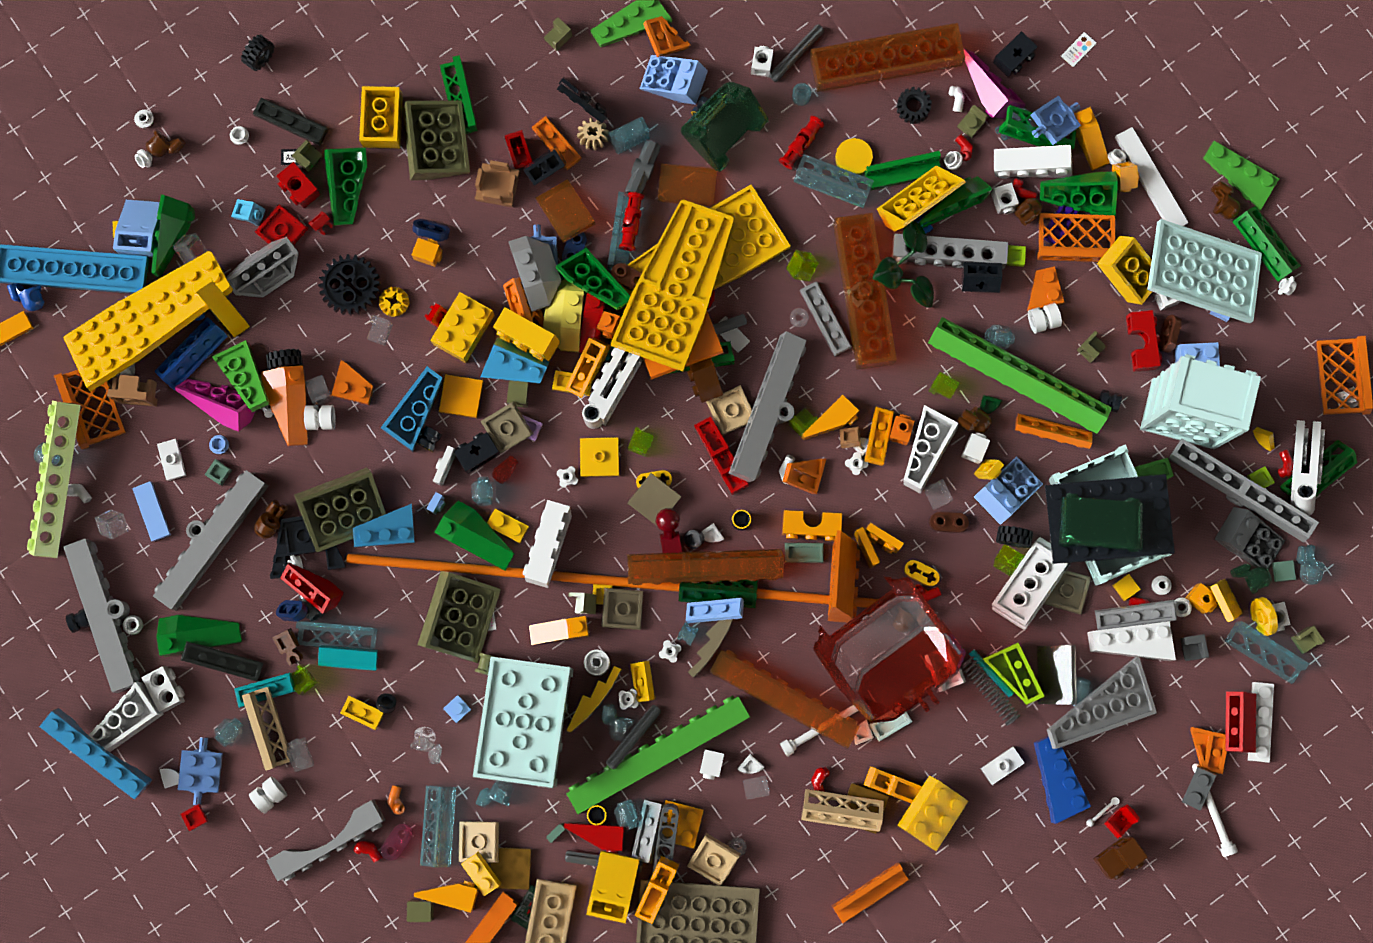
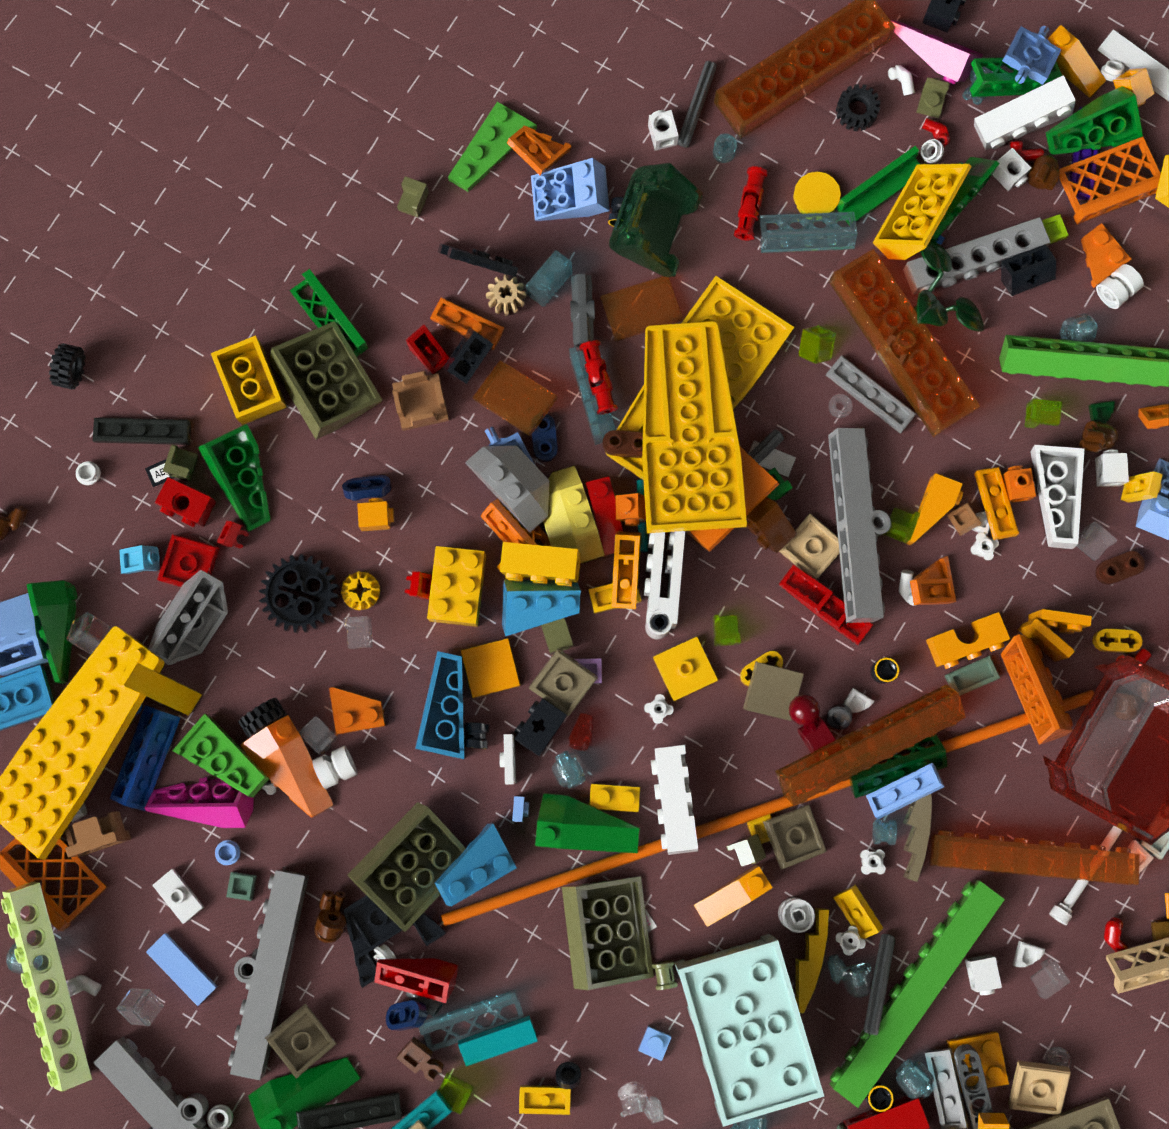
camera: 25 degrees left, 0 degrees up
(211, 595) = (300, 1040): none -> dark tan tile
(591, 276) = (586, 462): green wedge -> none

